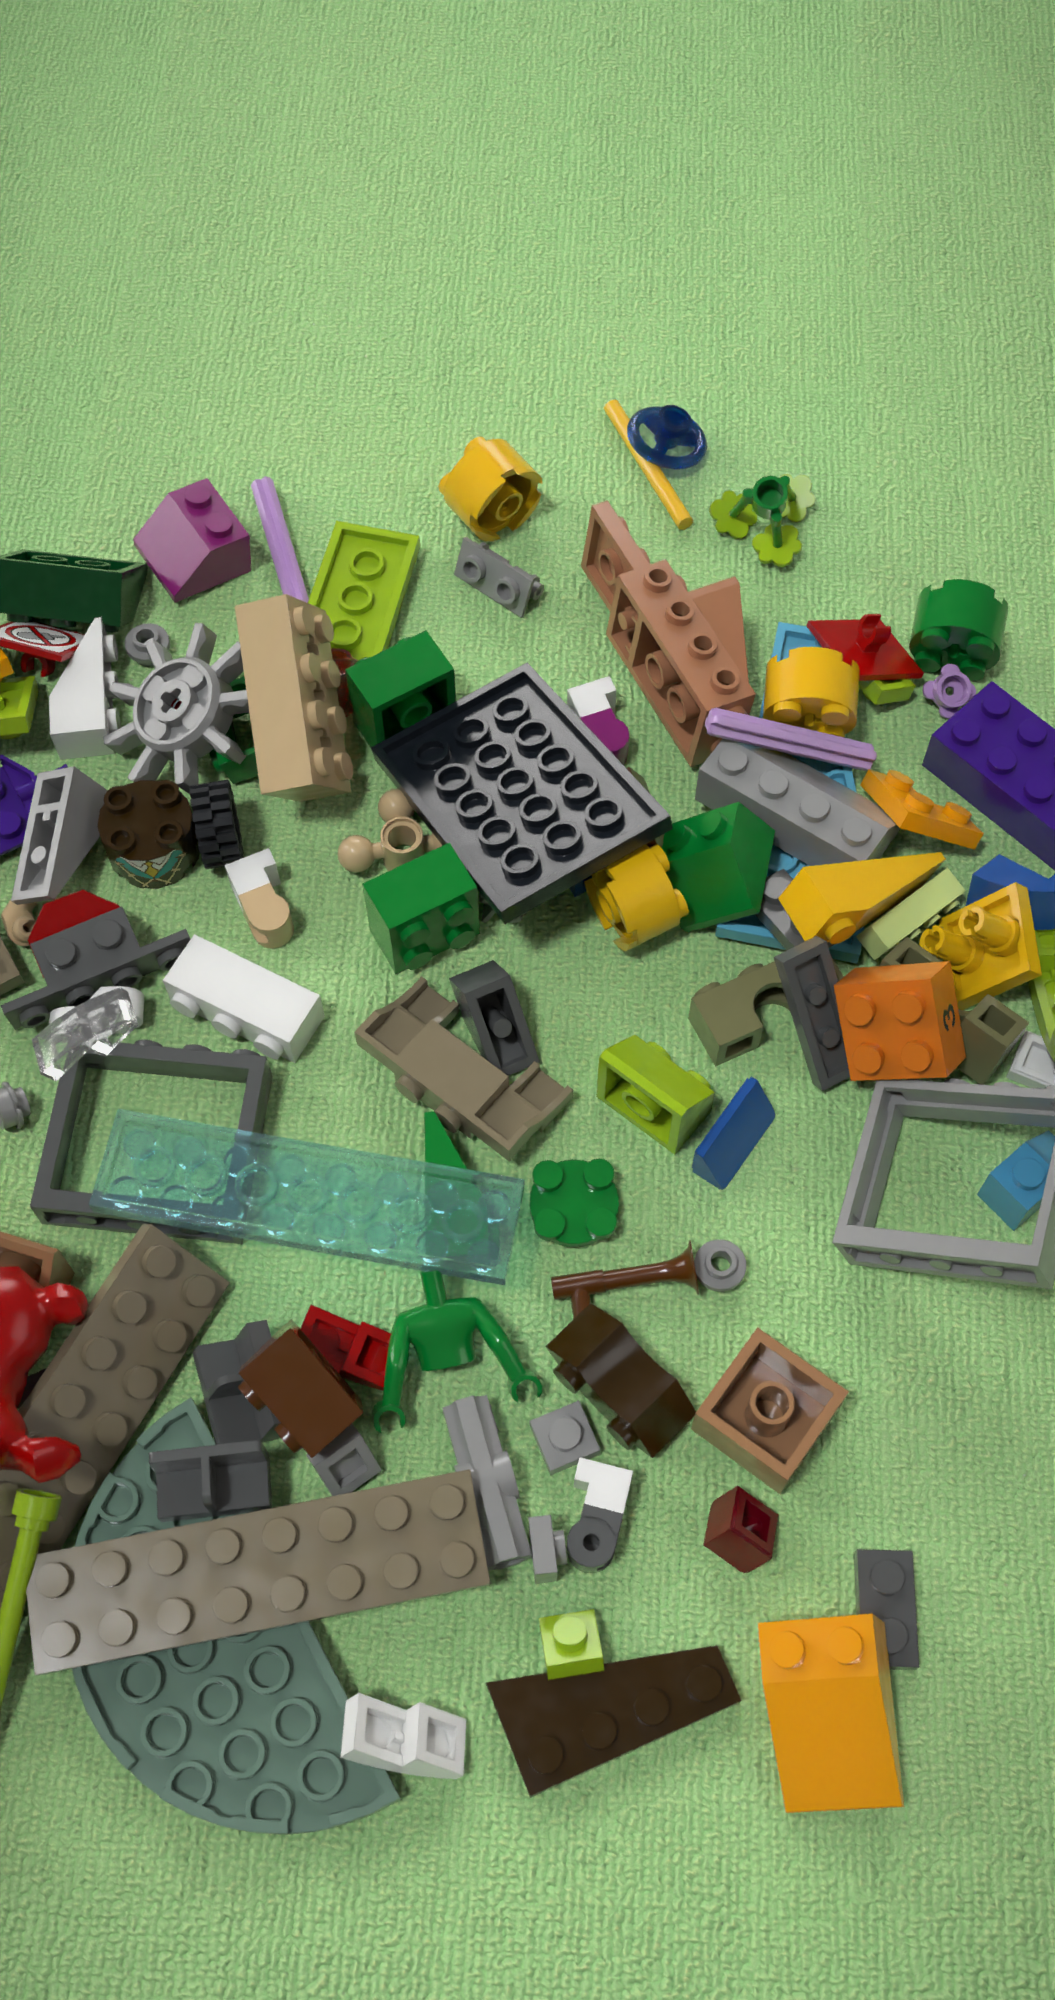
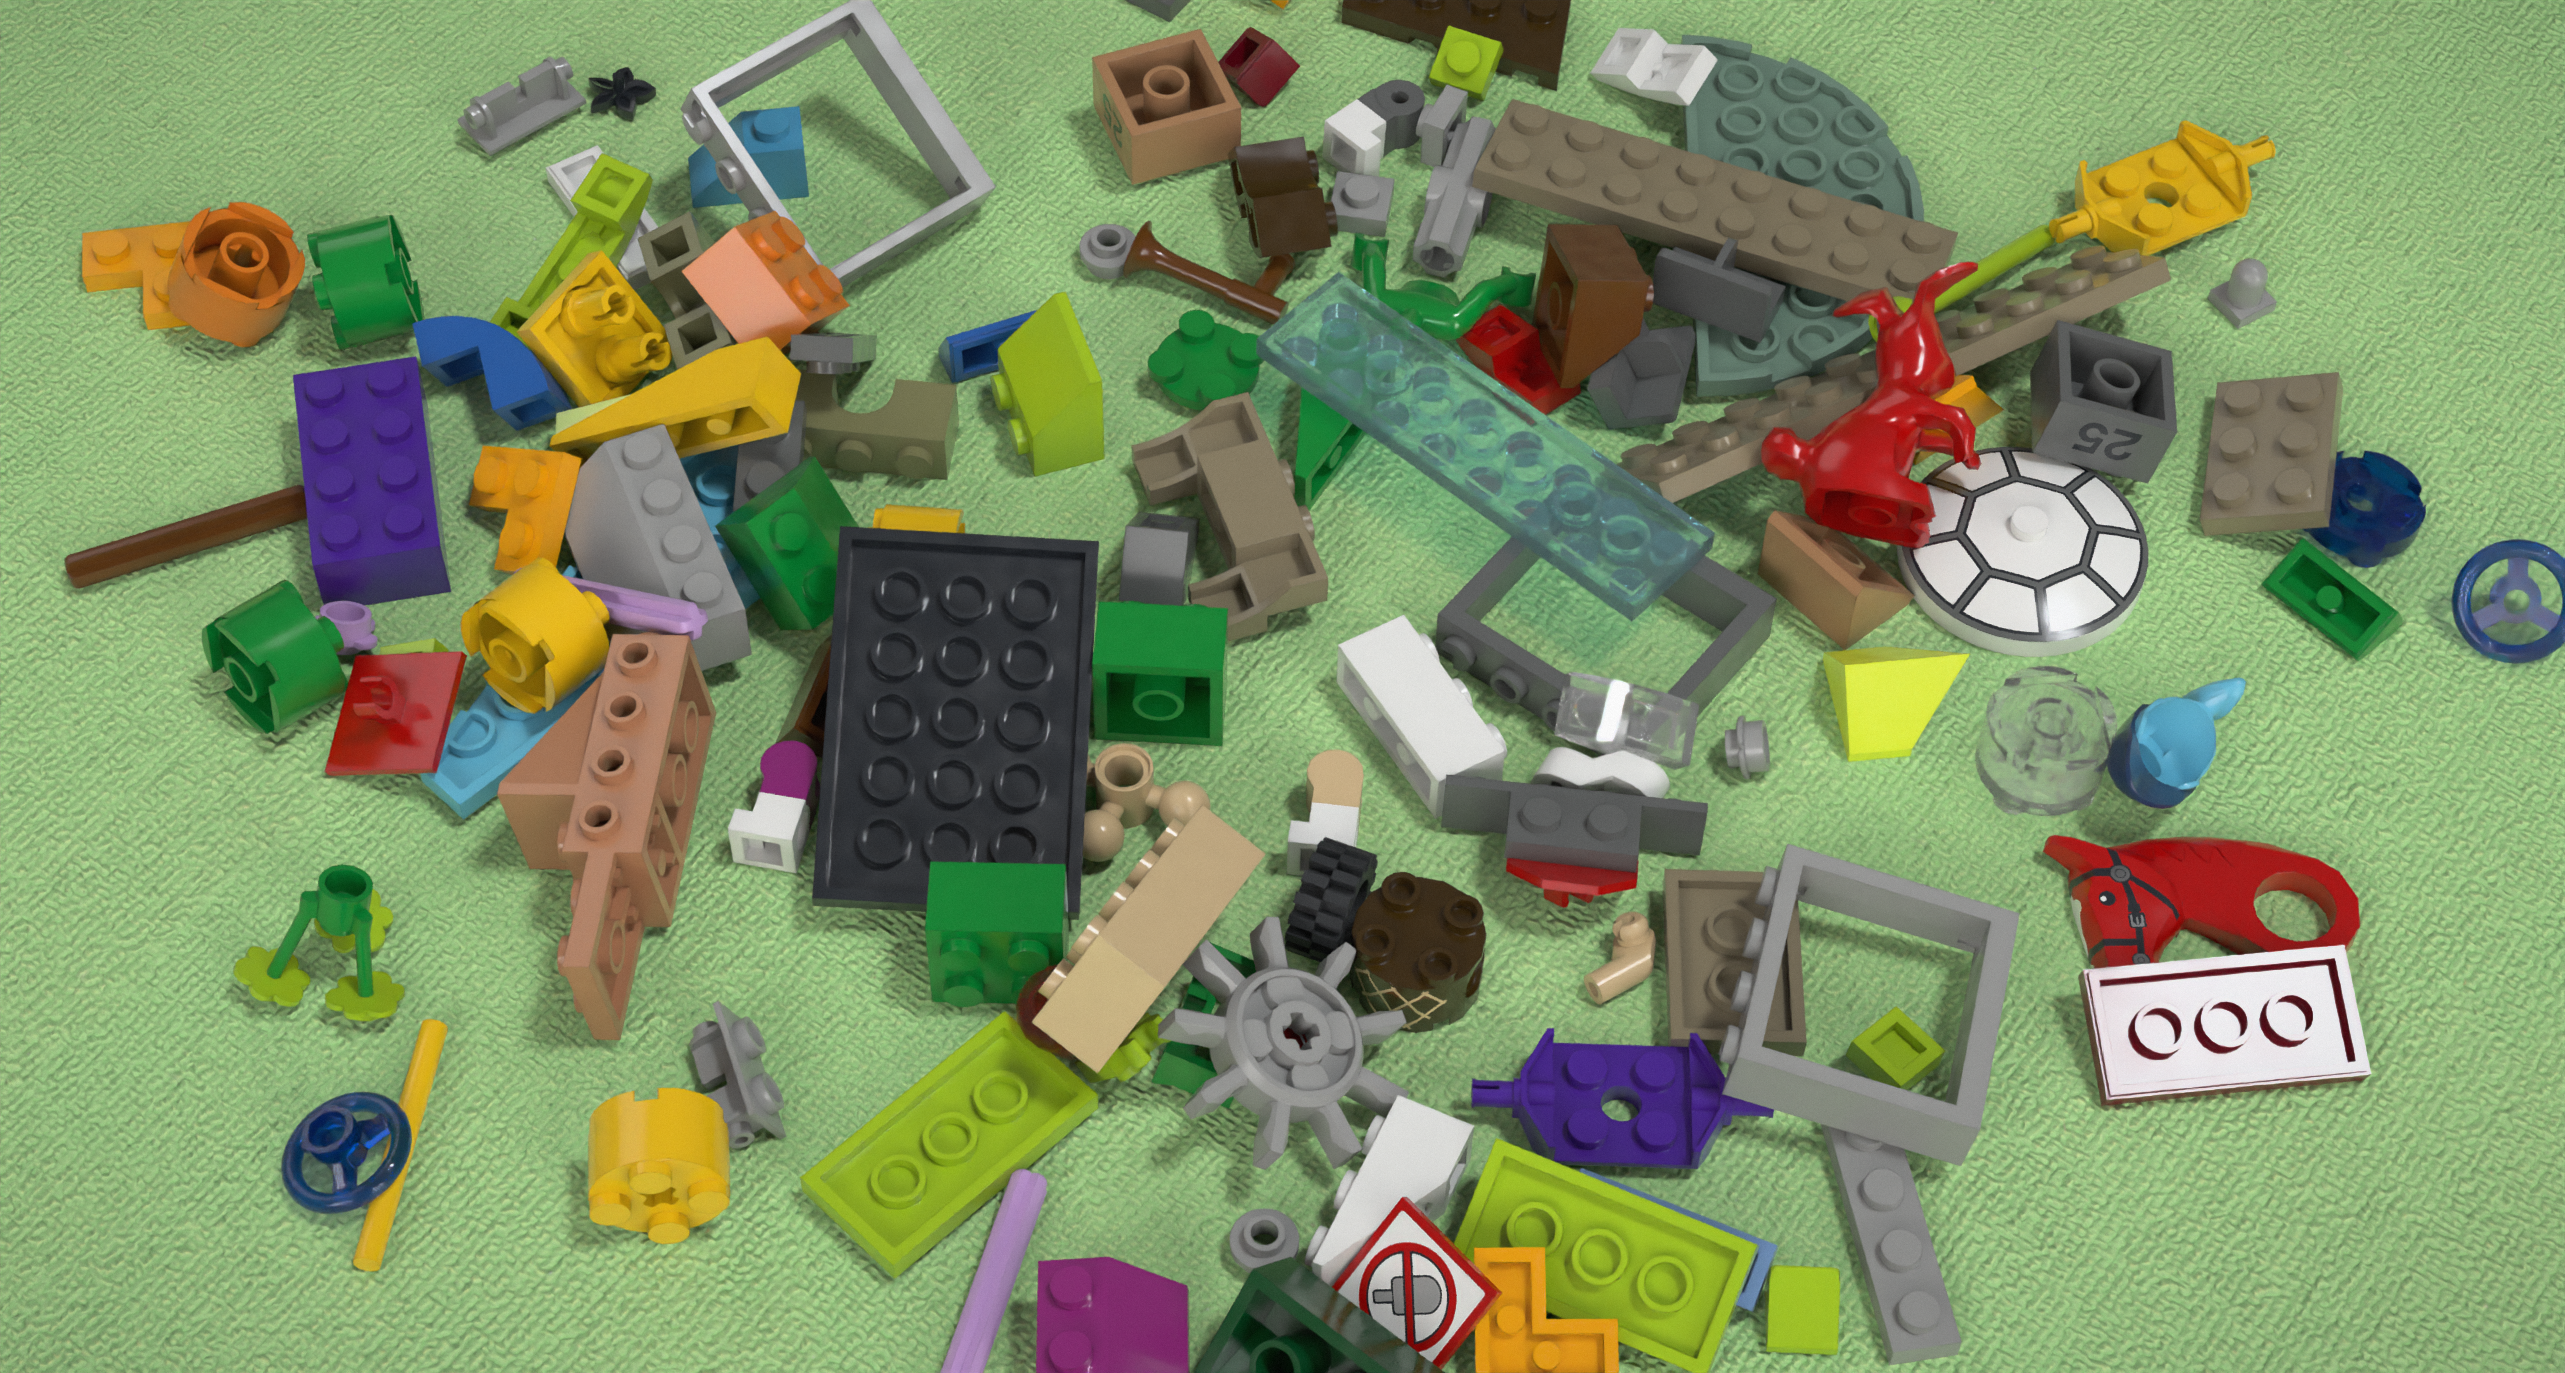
camera: 150 degrees left, 10 degrees down
(57, 833) = (1535, 989): light grey slope -> none

